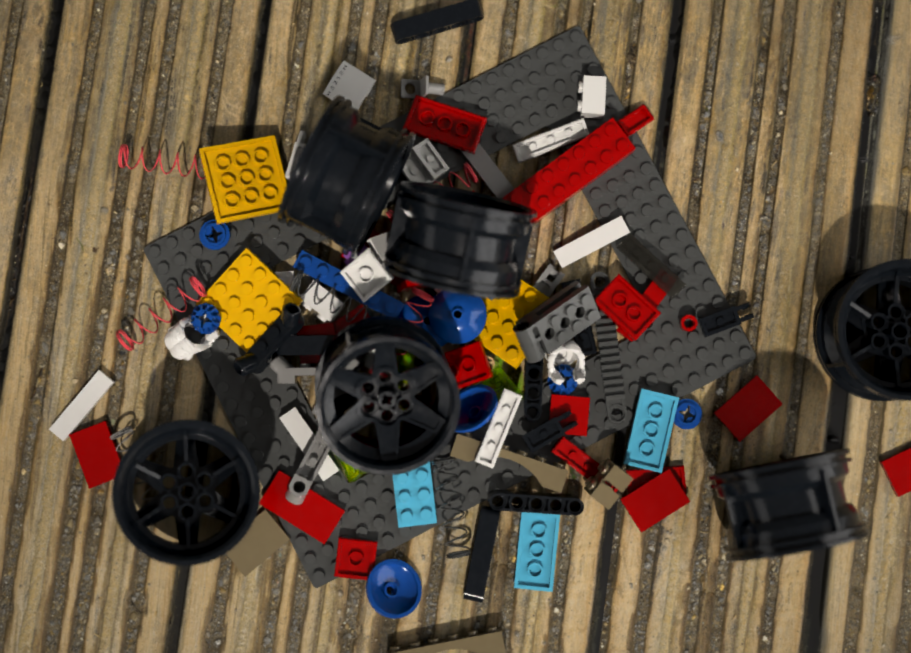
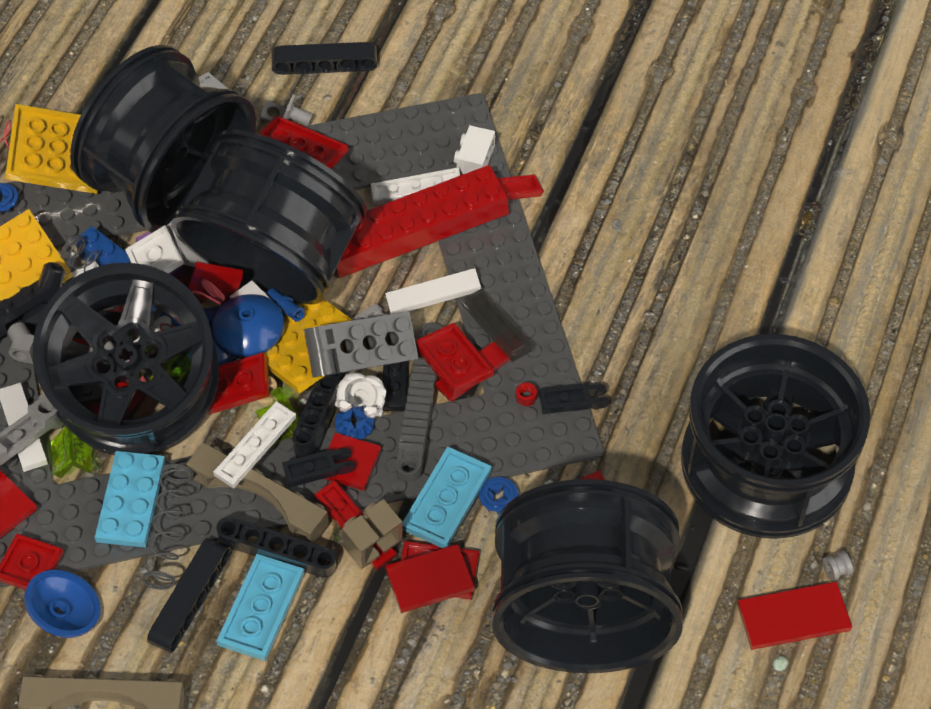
camera: 15 degrees right, 30 degrees down
(476, 407) = (230, 427): blue dish -> none

